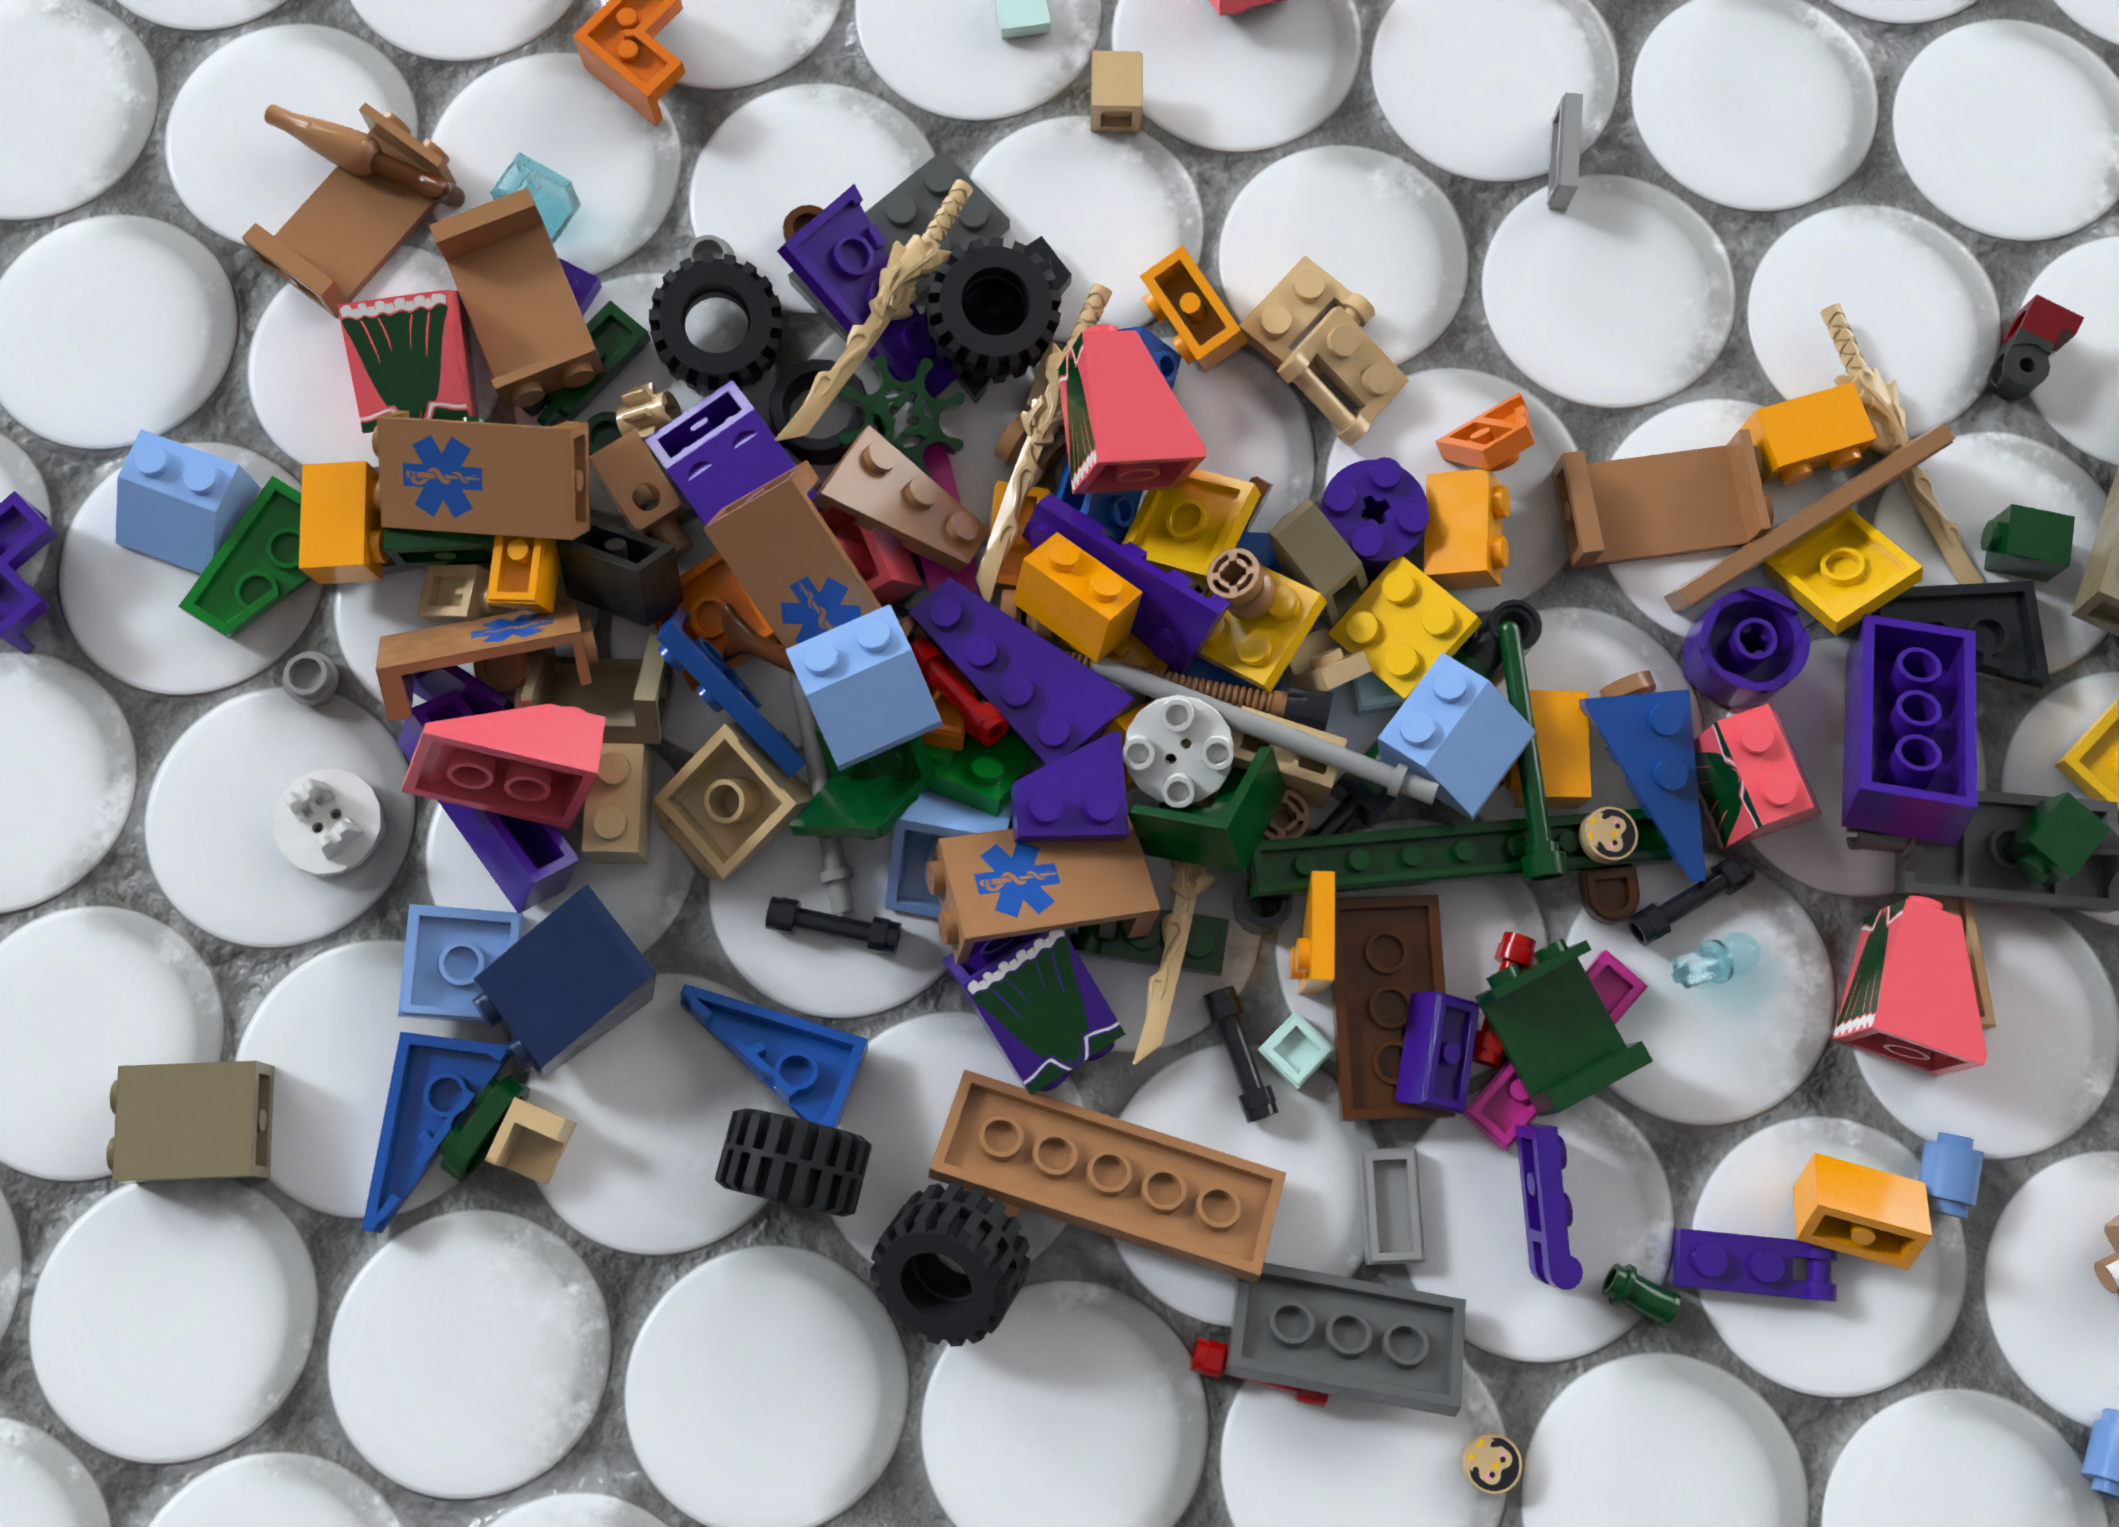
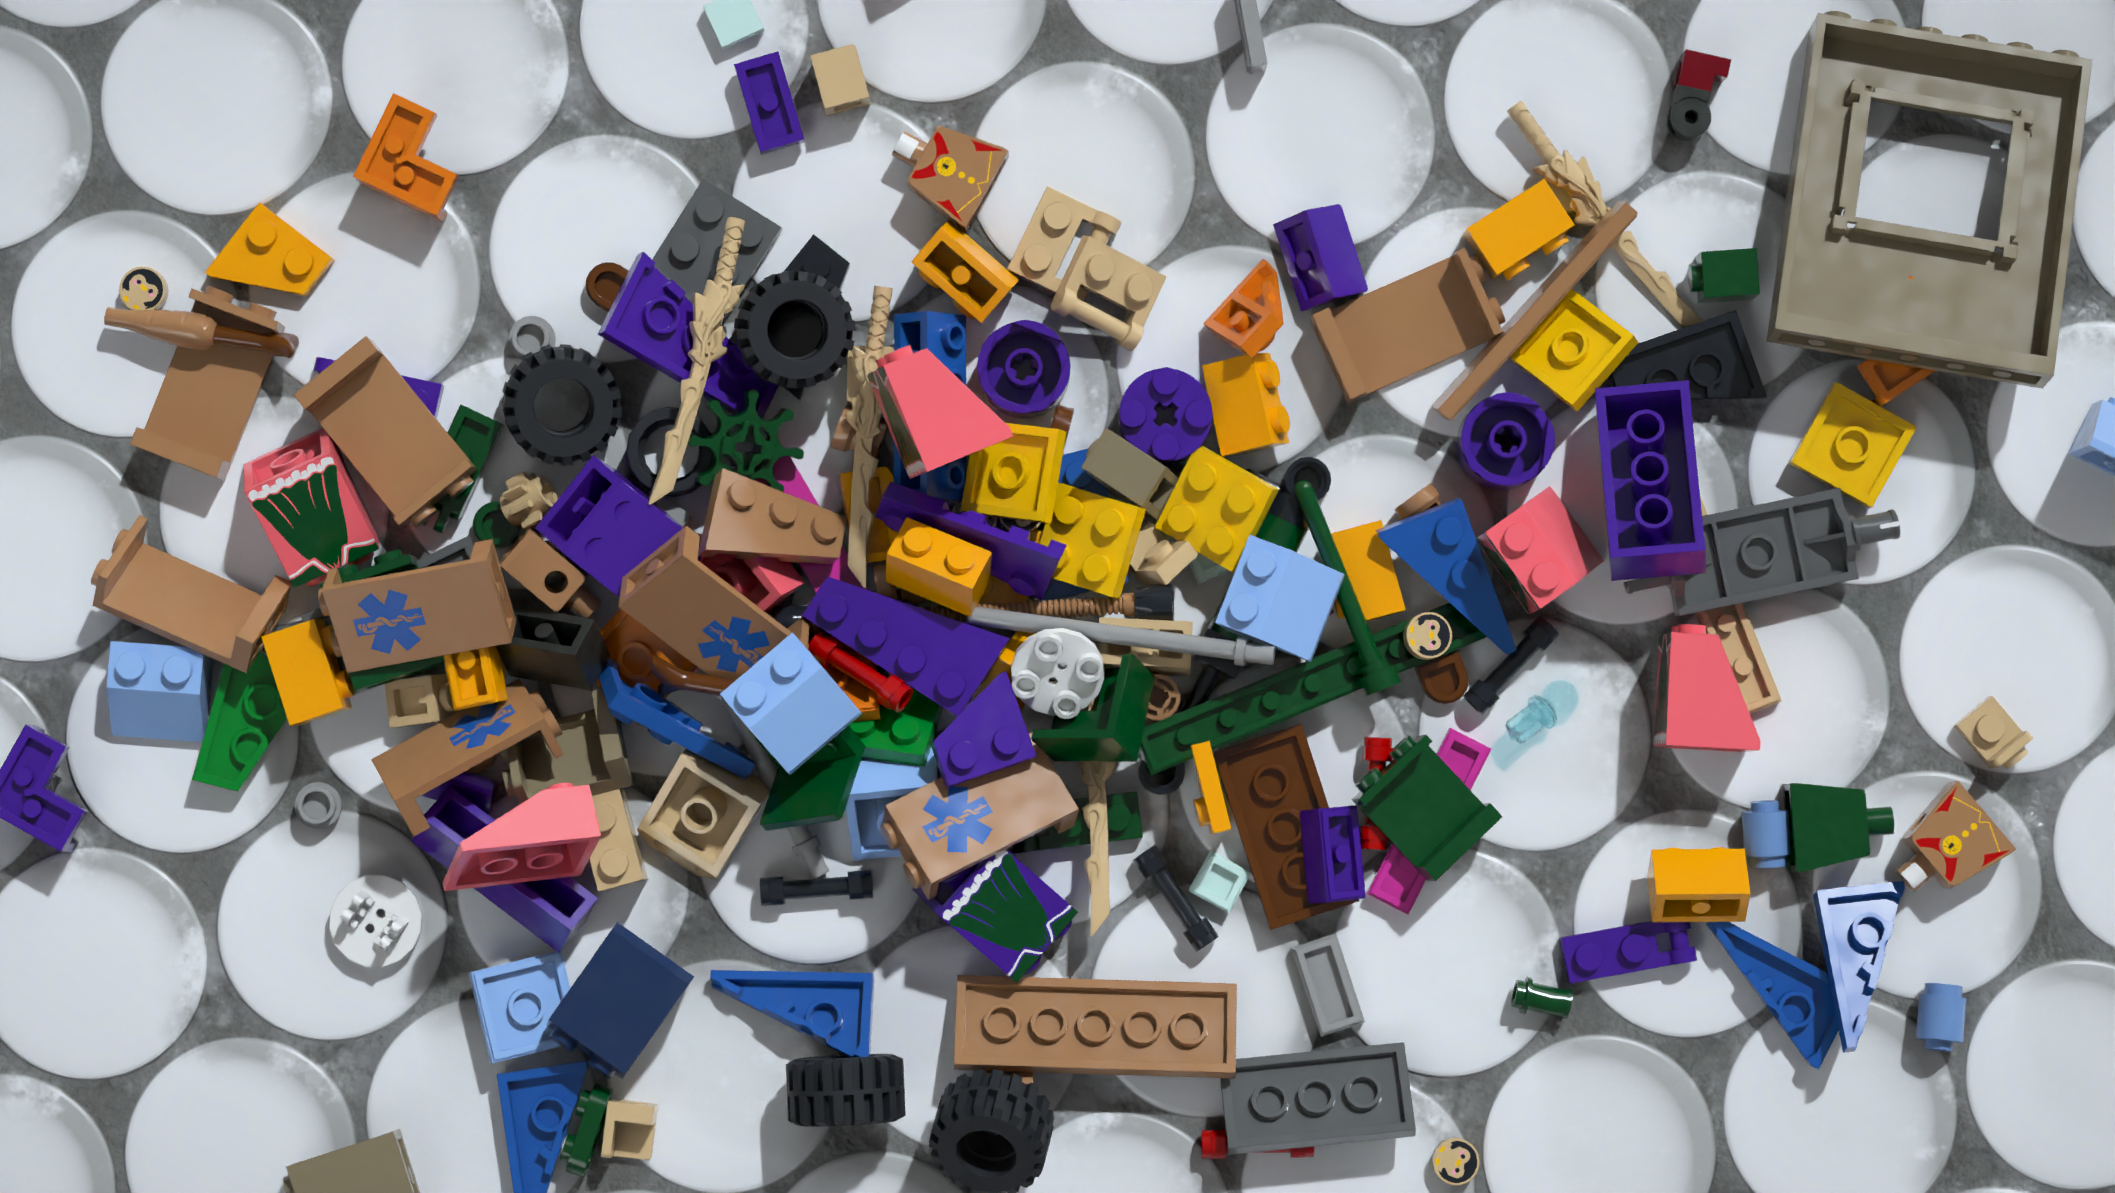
camera: 15 degrees left, 10 degrees up
(235, 412) = (186, 600): none -> medium nougat panel
(321, 100) = (143, 289): none -> tan tile
(464, 107) = (271, 256): none -> light orange wing
(551, 192) = (361, 319): clear light blue panel -> none
(1034, 96) = (769, 103): none -> dark purple plate
(1209, 210) = (951, 172): none -> medium nougat torso
(1238, 399) = (1011, 346): none -> dark purple brick
(1242, 582) = (1080, 524): medium nougat wheel -> none
(1546, 1205) = (1449, 953): dark purple plate -> none
(1580, 403) = (1320, 256): none -> dark purple panel
(1950, 1379) = (1789, 988): none -> blue wing
(2031, 1184) = (1831, 825): none -> dark green torso
(2033, 1329) = (1854, 938): none -> wing
(2056, 839) = (1787, 543): dark green brick -> none

